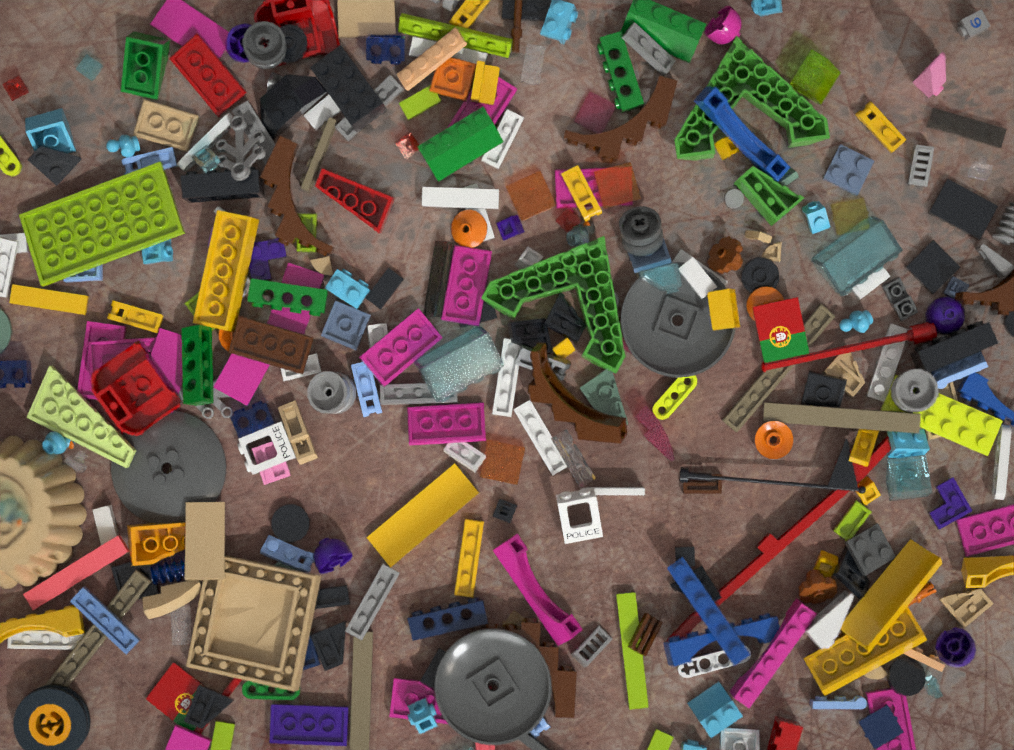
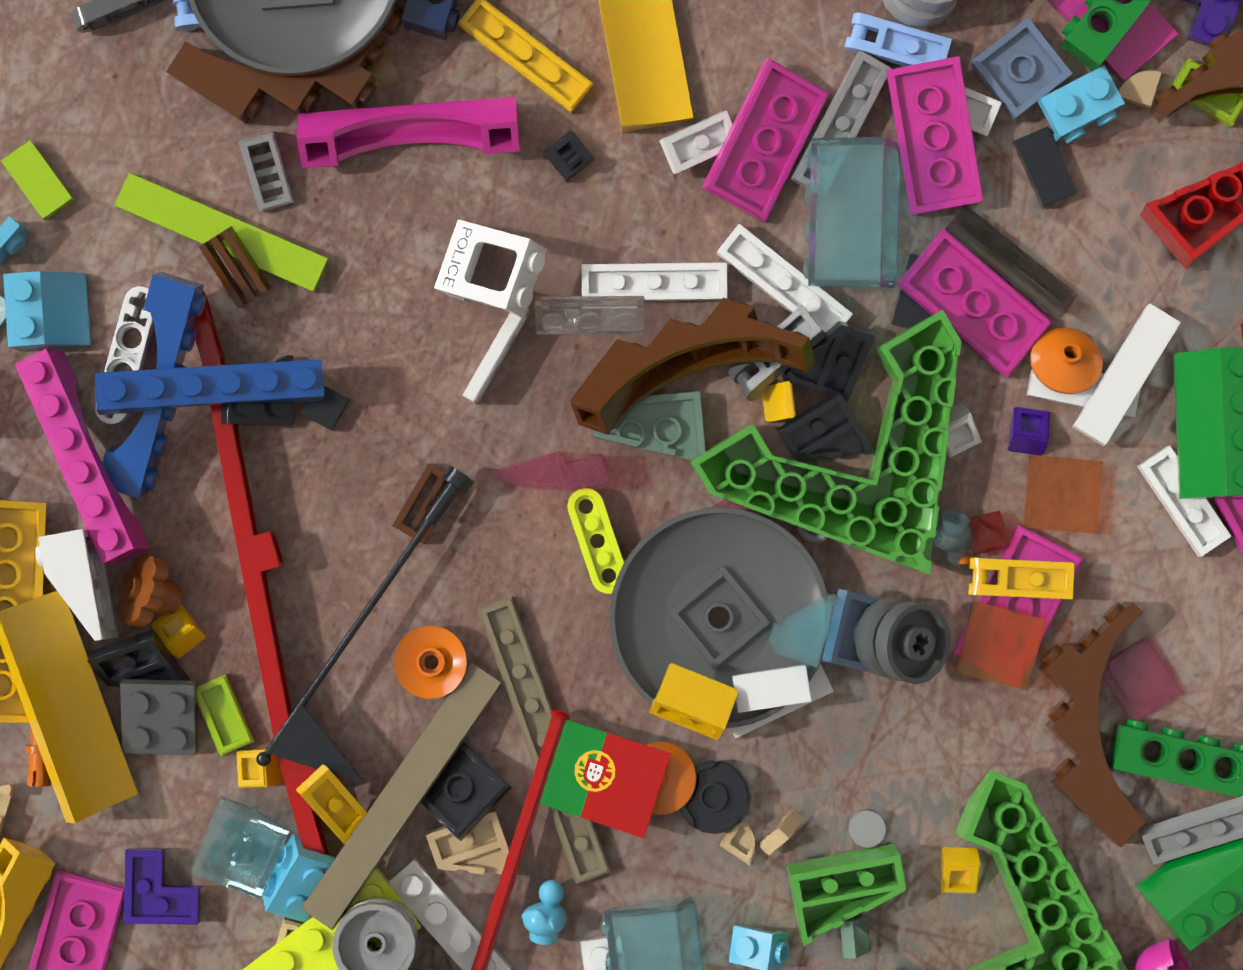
camera: 115 degrees right, 0 degrees up
(502, 462) = (649, 197): clear orange tile -> none
(719, 111) = (1028, 886): blue arch -> none
(725, 255) = (780, 758): dark orange plant -> none

